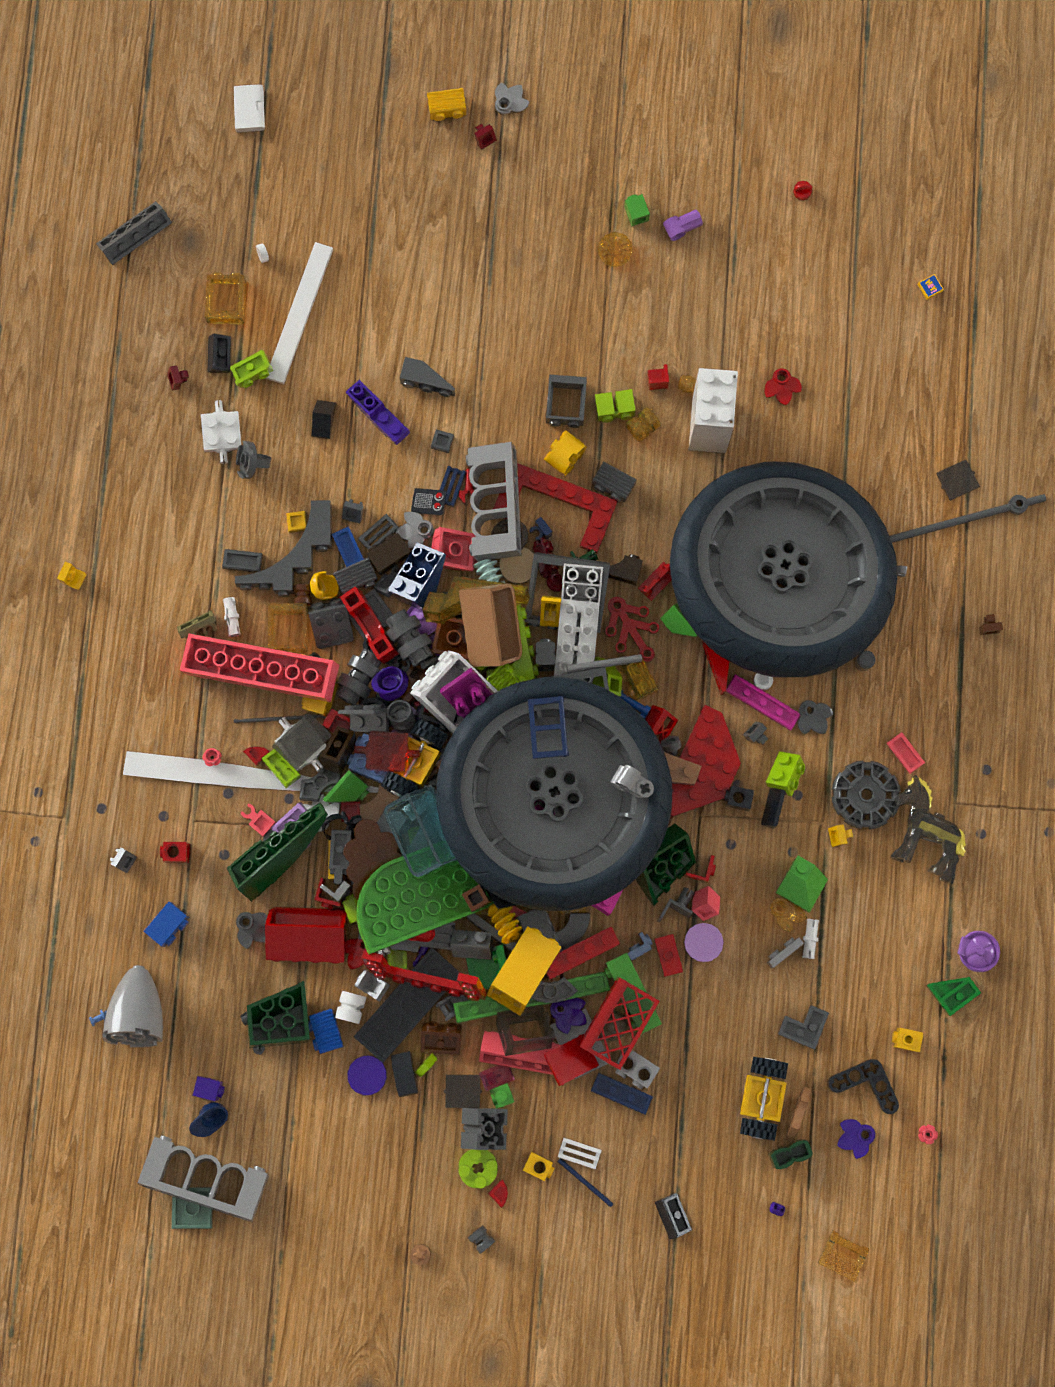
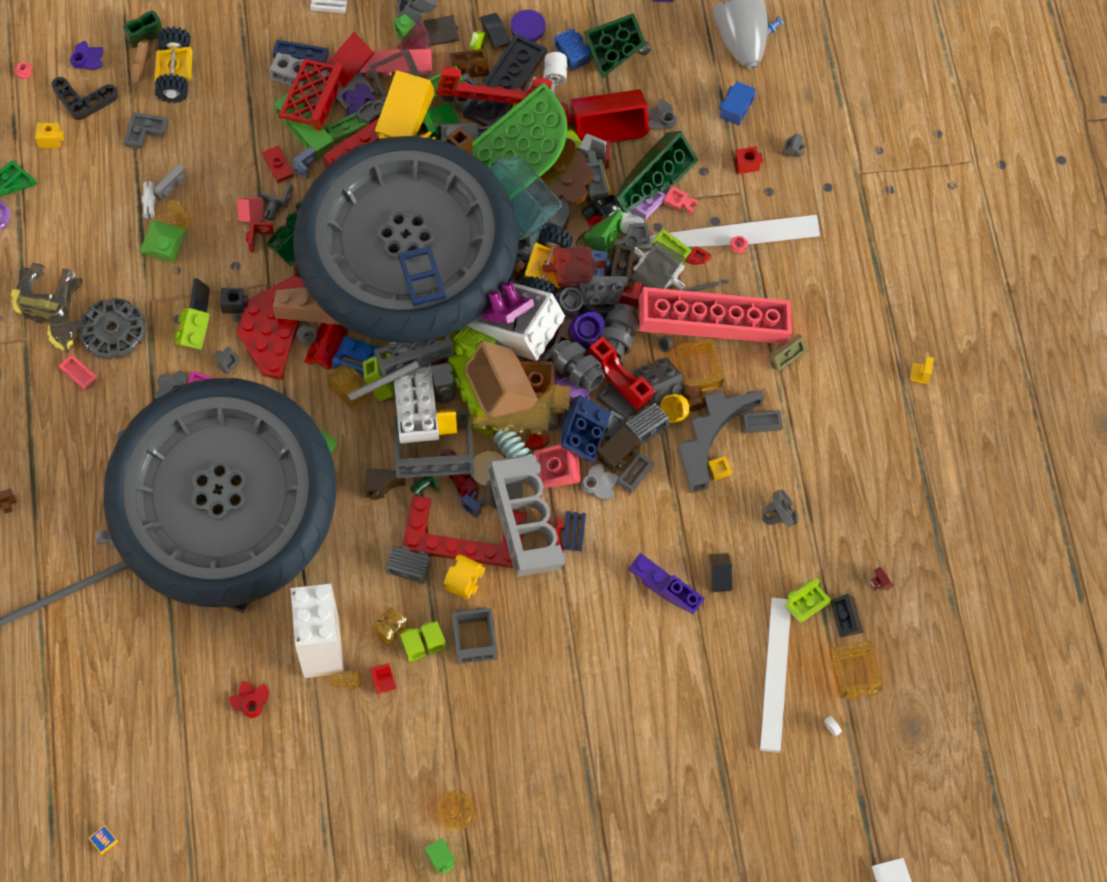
camera: 165 degrees right, 15 degrees down
(134, 233) = (974, 717): dark grey fence -> none
(221, 431) = (820, 538): white plate -> none
(231, 617) = (757, 367): white pin -> none
(347, 546) = (662, 453): blue tile -> none
(352, 511) = (665, 484): dark grey tile -> none
(420, 375) = (630, 631): dark grey slope -> none
(428, 501) = (592, 511): black sticker -> none
(442, 441) = (593, 574): dark grey tile -> none
(629, 780) = (333, 237): light grey piece -> none
(630, 625) = (365, 434): red plant -> none
(656, 581) = (348, 479): red hinge -> none
(678, 226) = (391, 847): medium lavender piece -> none
(703, 942) = (247, 180): lavender tile -> none
(839, 835) = (132, 287): yellow tile -> none
(958, 480) = (52, 641): clear smoke piece -> none

